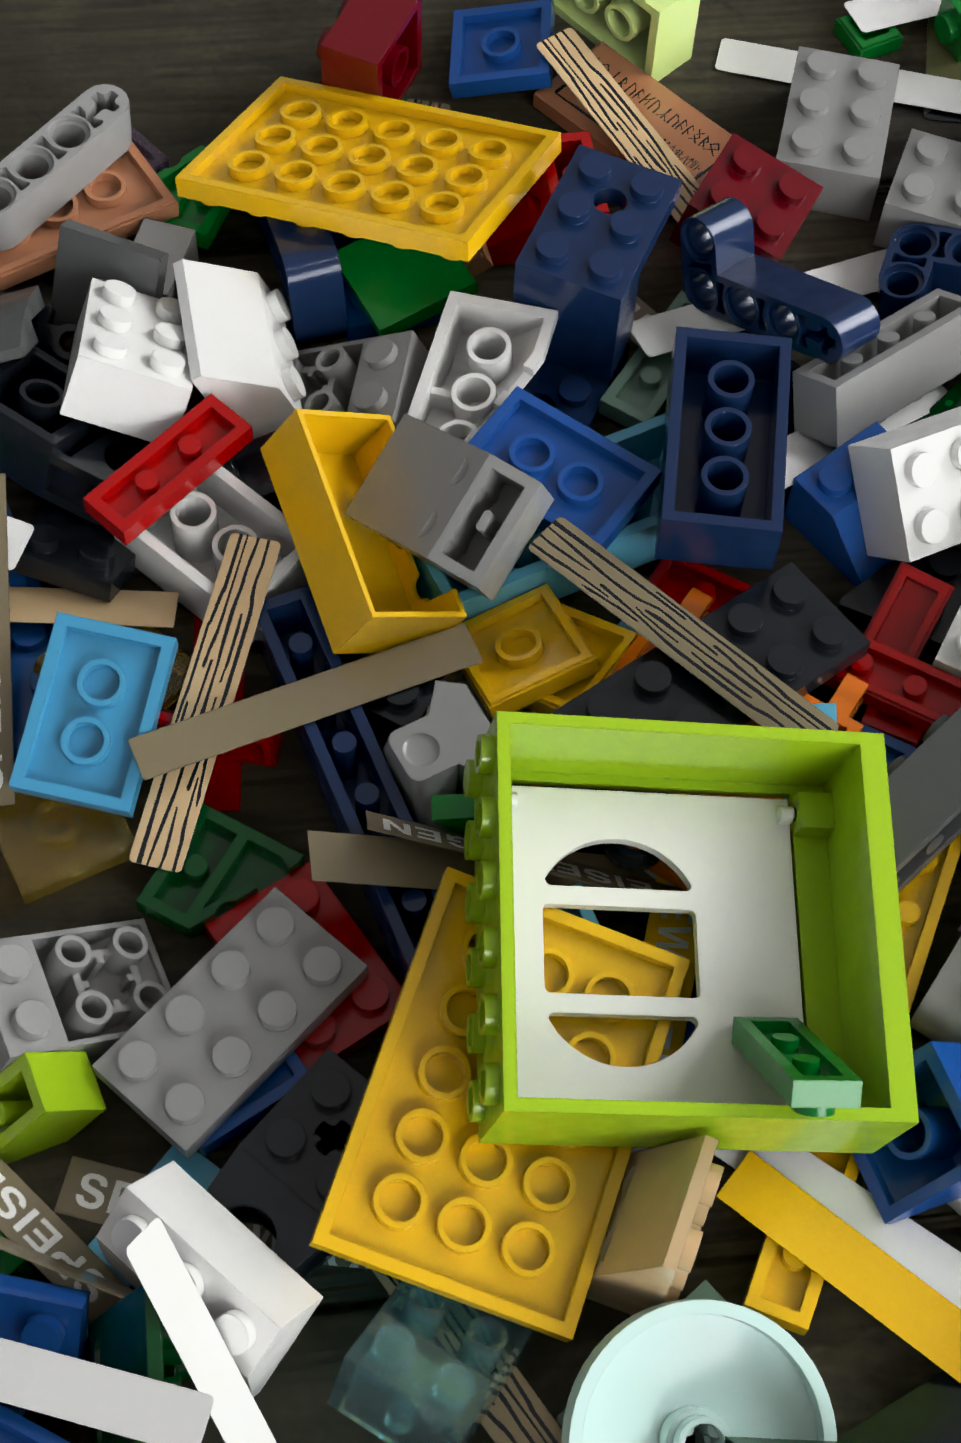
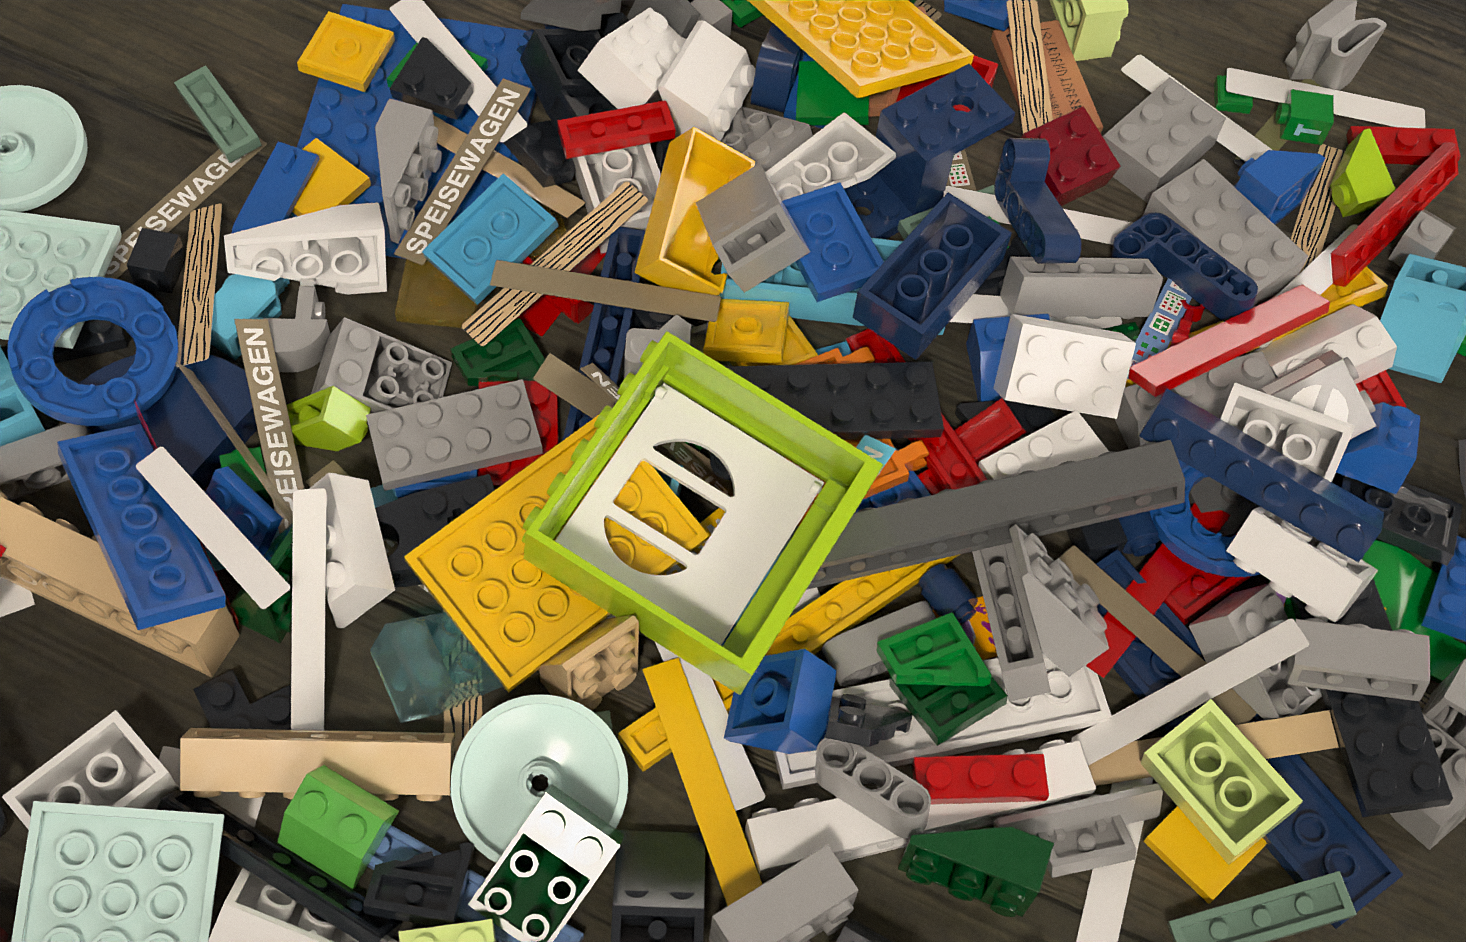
camera: 30 degrees right, 0 degrees up
(675, 630) = (830, 360): dark tan sticker -> none
(797, 1065) = (707, 608): green plate -> none

